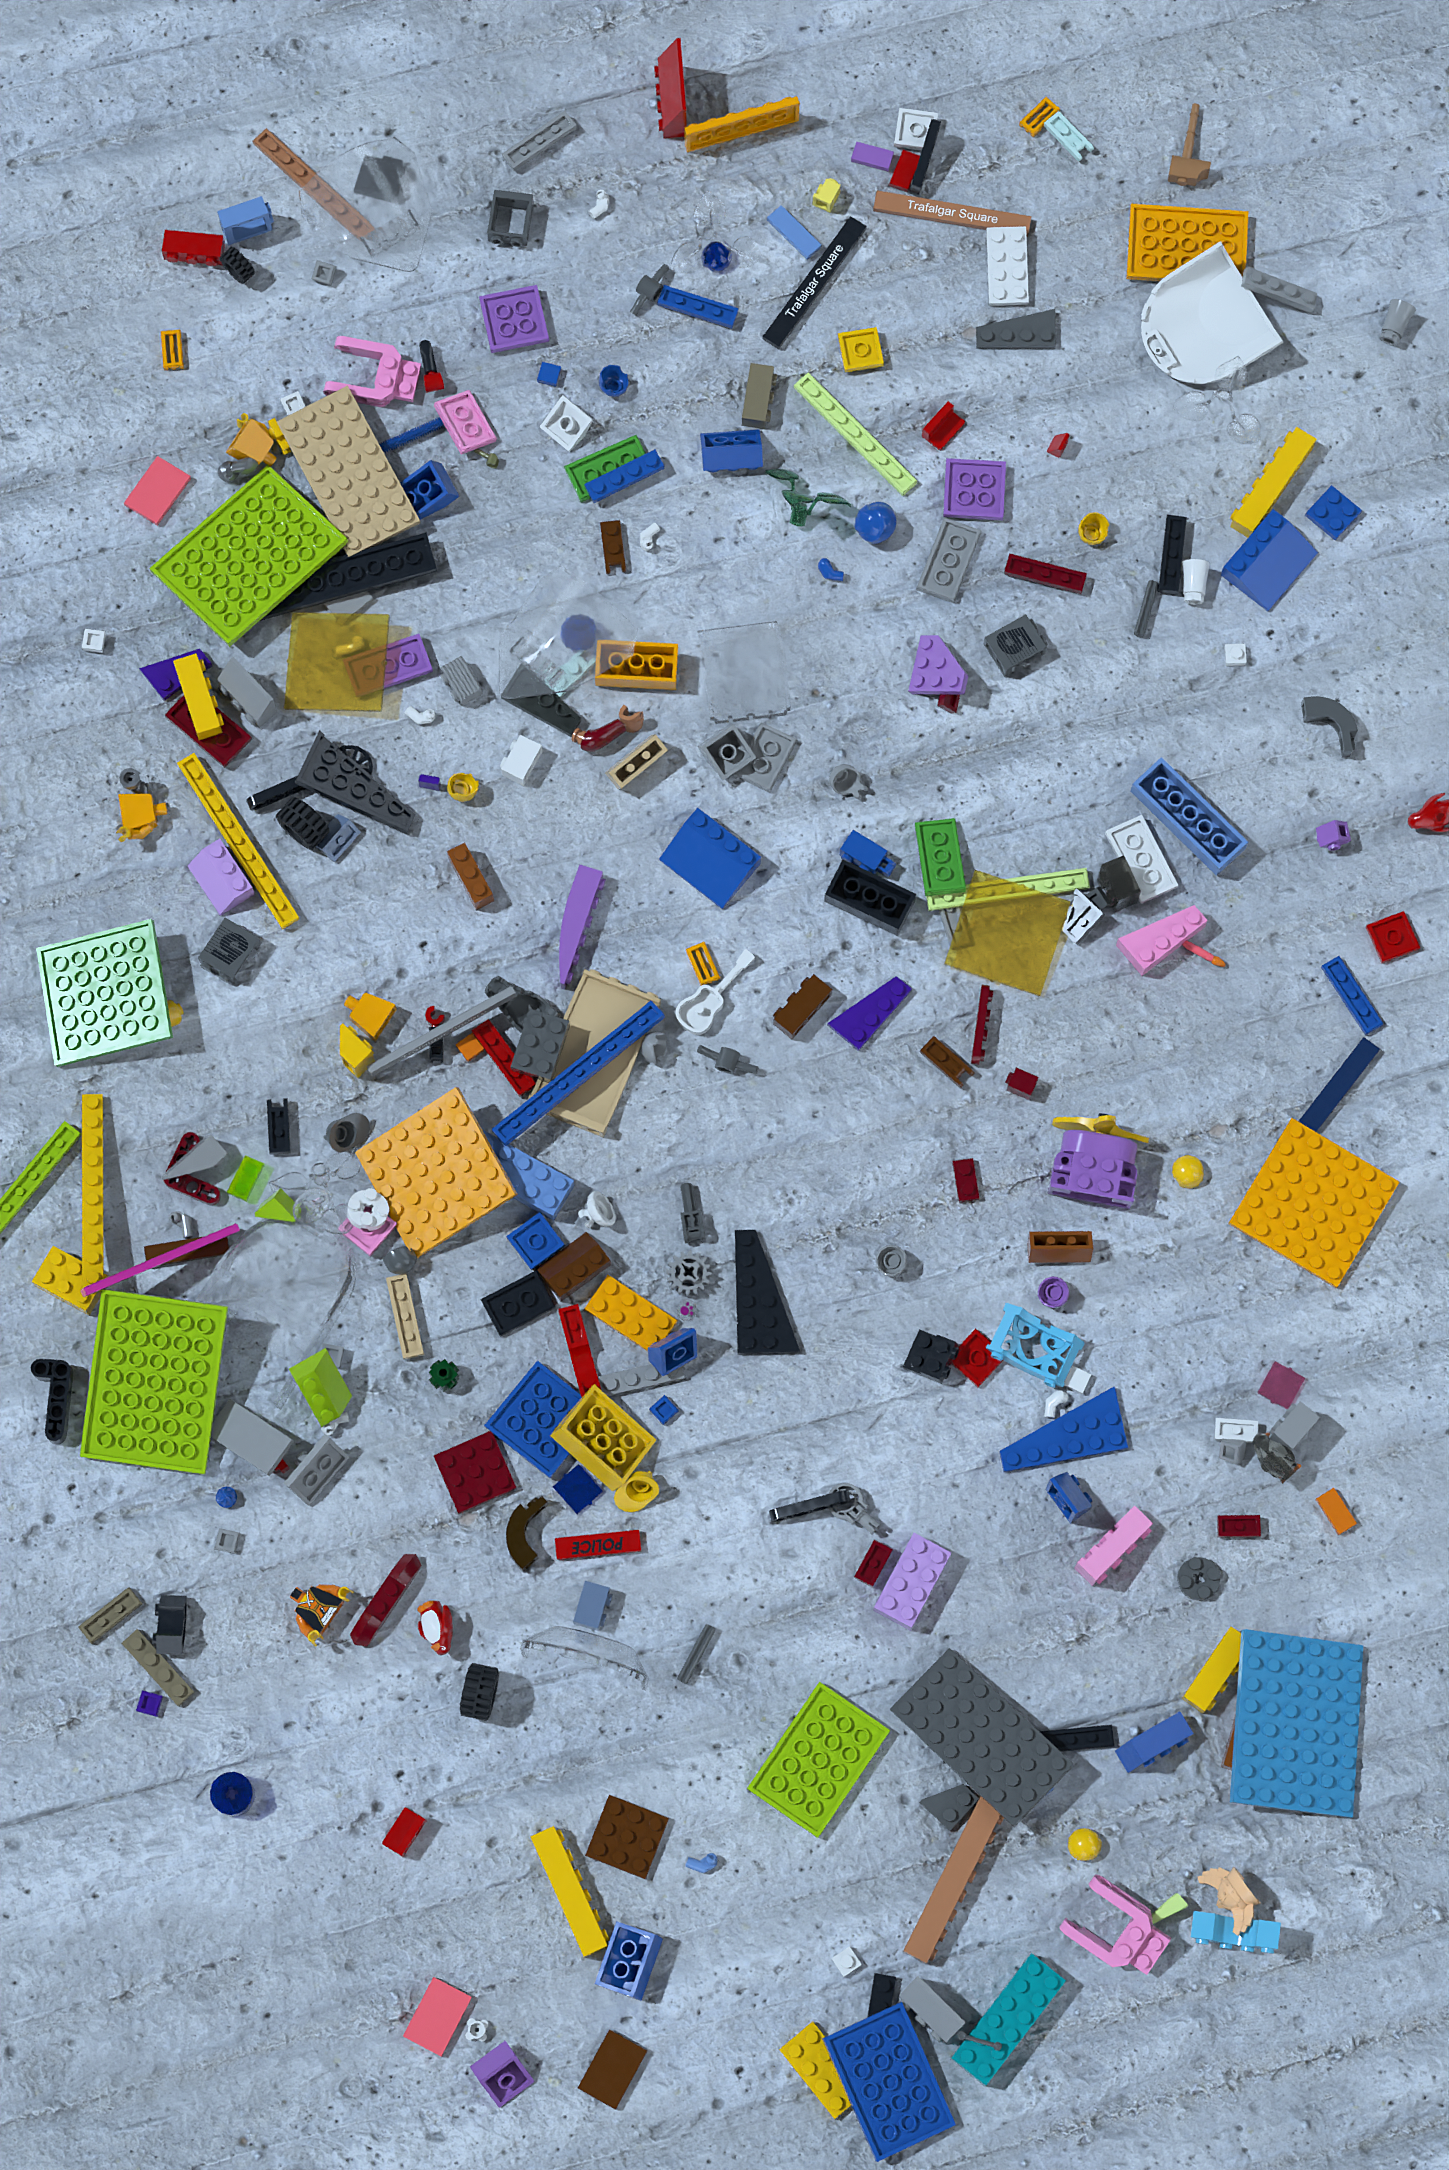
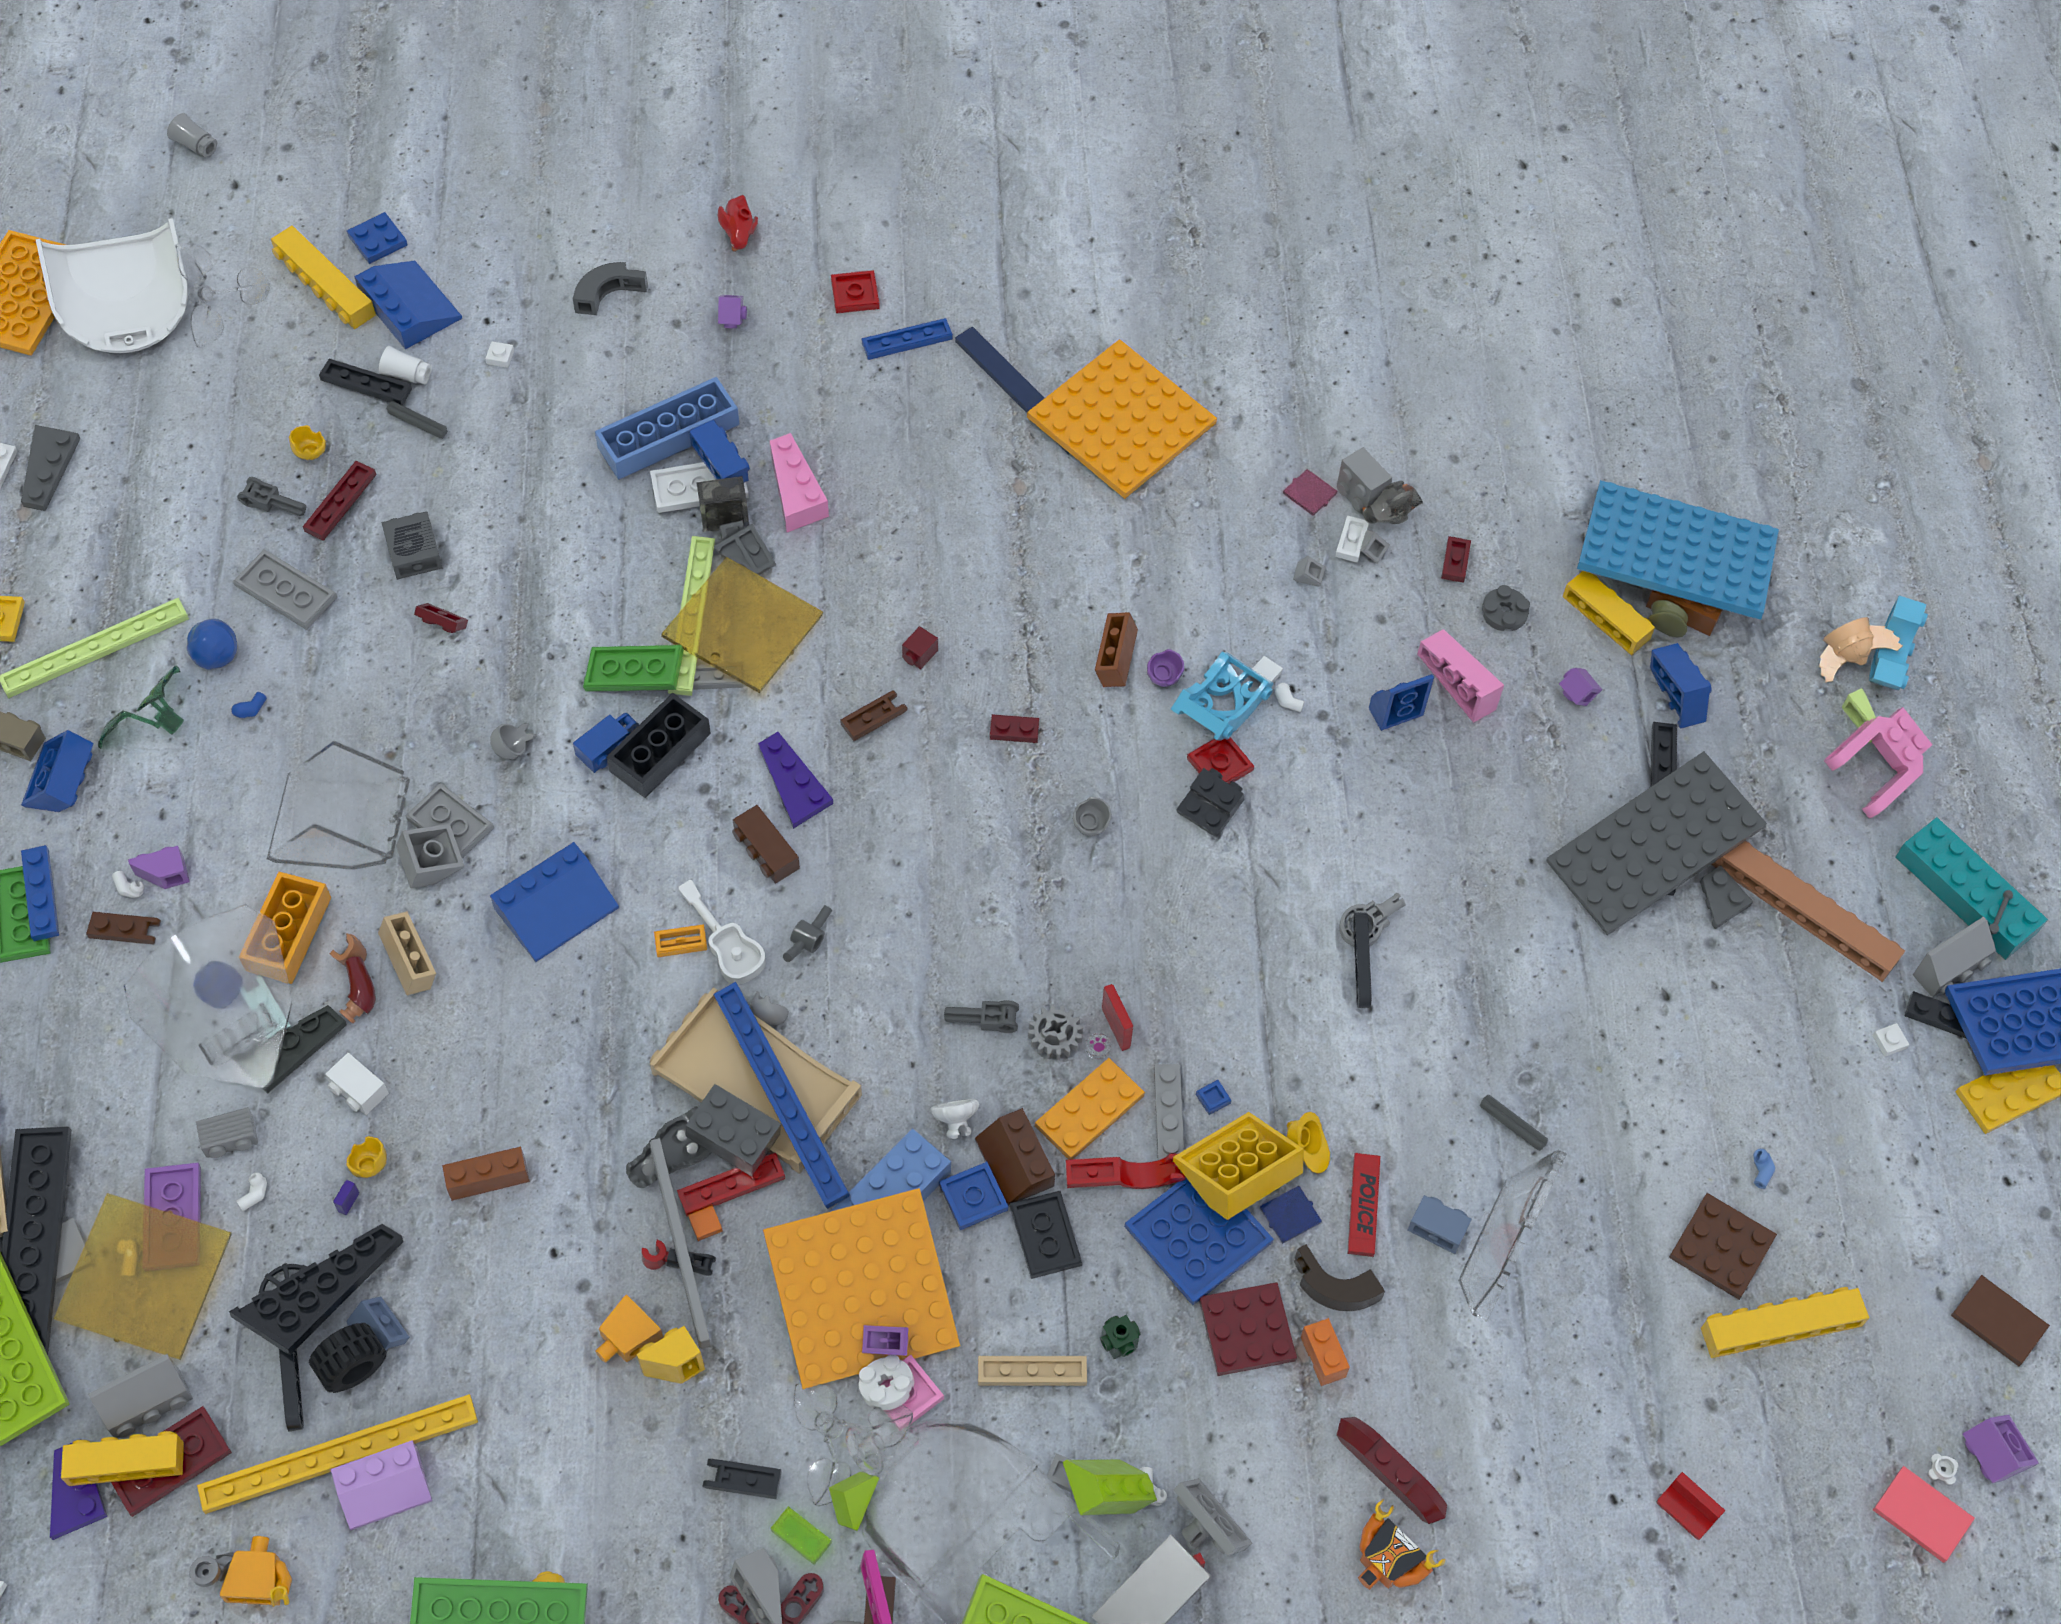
camera: 80 degrees left, 15 degrees down
(228, 950) = (486, 1493): dark grey panel -> none
(347, 1132) = (775, 1392): dark grey piece -> none
(397, 1201) = (885, 1340): none -> medium lavender slope
(400, 1260) = (962, 1358): dark grey hair -> none
(436, 1626) = (1439, 1410): animal -> none
(465, 1532) = (1325, 1352): none -> orange brick
(479, 1691) = (1532, 1370): black tyre -> none
(577, 917) = (582, 1063): medium lavender slope -> none
(628, 1961) = (1877, 1269): blue slope -> none
(668, 558) = (162, 868): none -> medium lavender slope
(673, 1350) = (1147, 1062): blue slope -> none
(709, 1316) = (1117, 1017): none -> red tile
(760, 1311) = (1133, 966): black wing -> none
(818, 1759) = (1657, 1018): lime plate -> none
(873, 1563) = (1438, 912): dark red plate -> none
(912, 1581) = (1466, 876): lavender brick -> none
(936, 669) = (412, 621): medium lavender plate -> none
(942, 426) = (124, 559): red panel -> none
(974, 489) = (212, 544): medium lavender plate -> none
(980, 1033) = (841, 673): dark red plate -> none
(1033, 516) = (265, 496): none -> dark grey connector
(1058, 444) = (194, 455): red slope -> none
(1080, 1433) = (1326, 684): blue wing -> none
(1084, 1844) = (1782, 776): yellow hair -> none
(1095, 1161) = (1030, 592): medium lavender brick -> none
(1127, 1653) = (1579, 686): none -> medium lavender brick
(1168, 867) = (717, 452): none -> blue brick
(1188, 1171) = (1058, 519): yellow hair -> none
(1192, 1399) = (1309, 572): none -> light grey slope
(1215, 960) = (823, 453): coral piece -> none
(1219, 1723) = (1669, 618): none -> olive piece
(1279, 289) = (110, 220): light grey plate -> none
(1336, 1511) = (1454, 473): orange tile -> none

